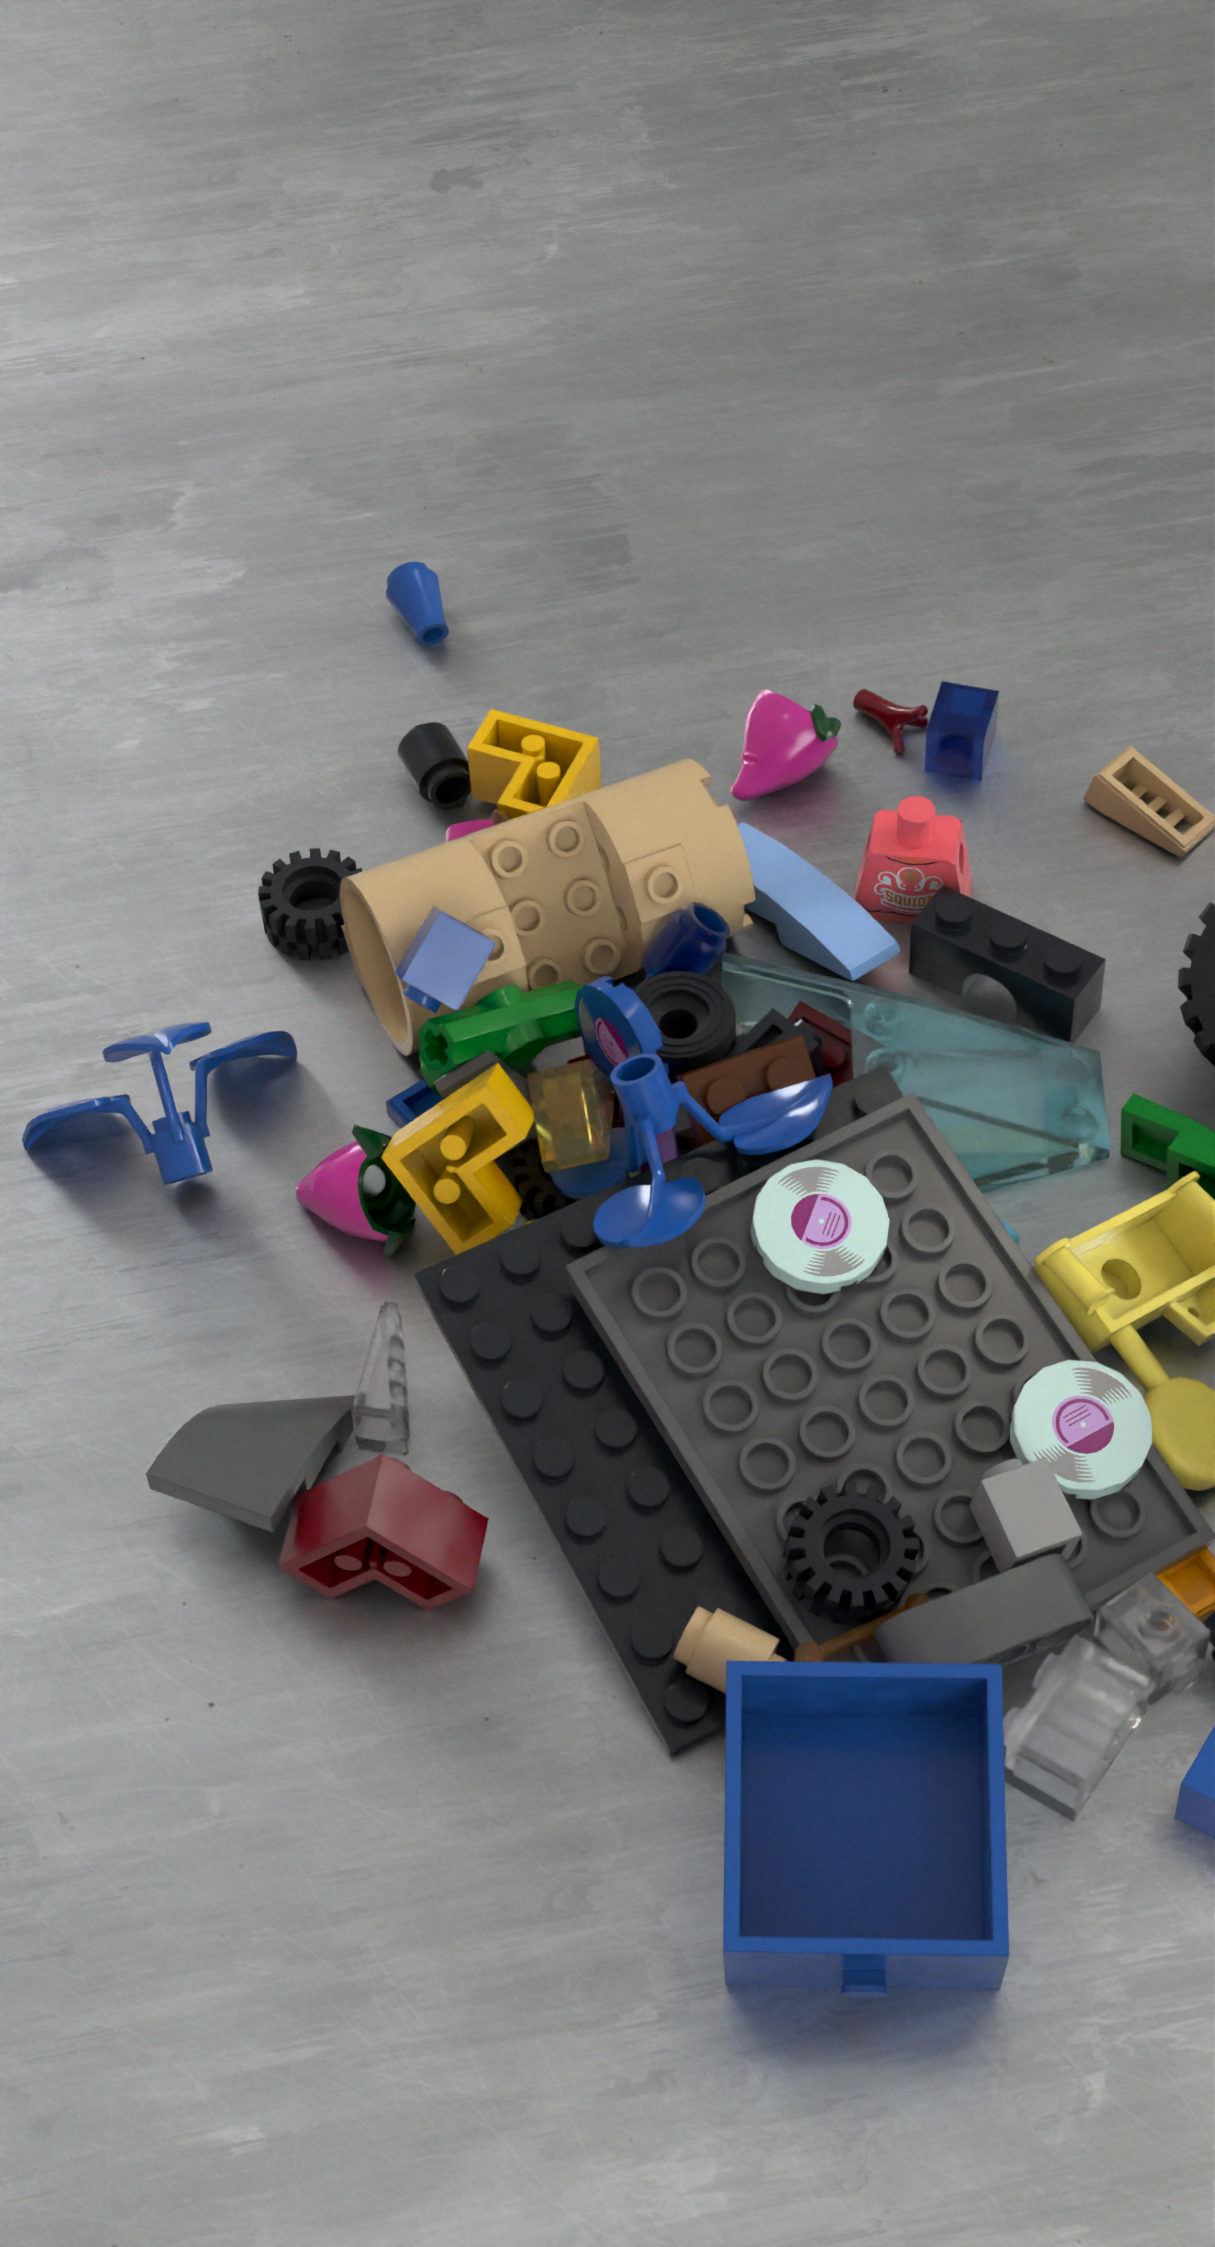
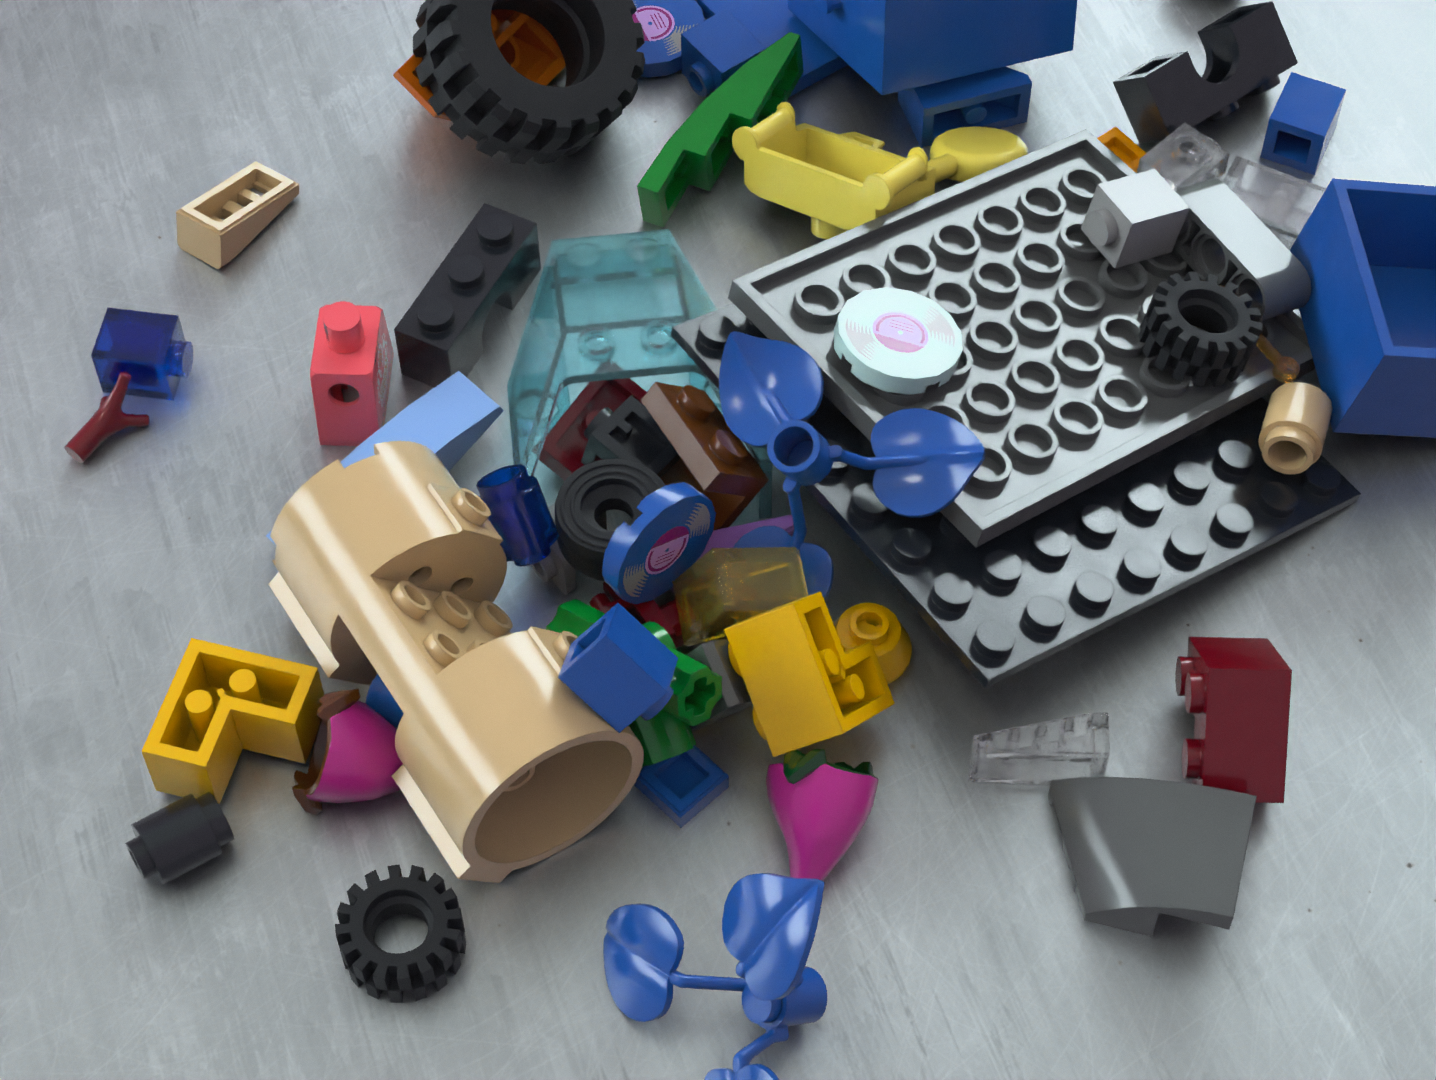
camera: 100 degrees left, 5 degrees up
(782, 745) = (167, 499): dark pink hat -> none
(1085, 1425) = (1032, 189): light aqua tile -> none

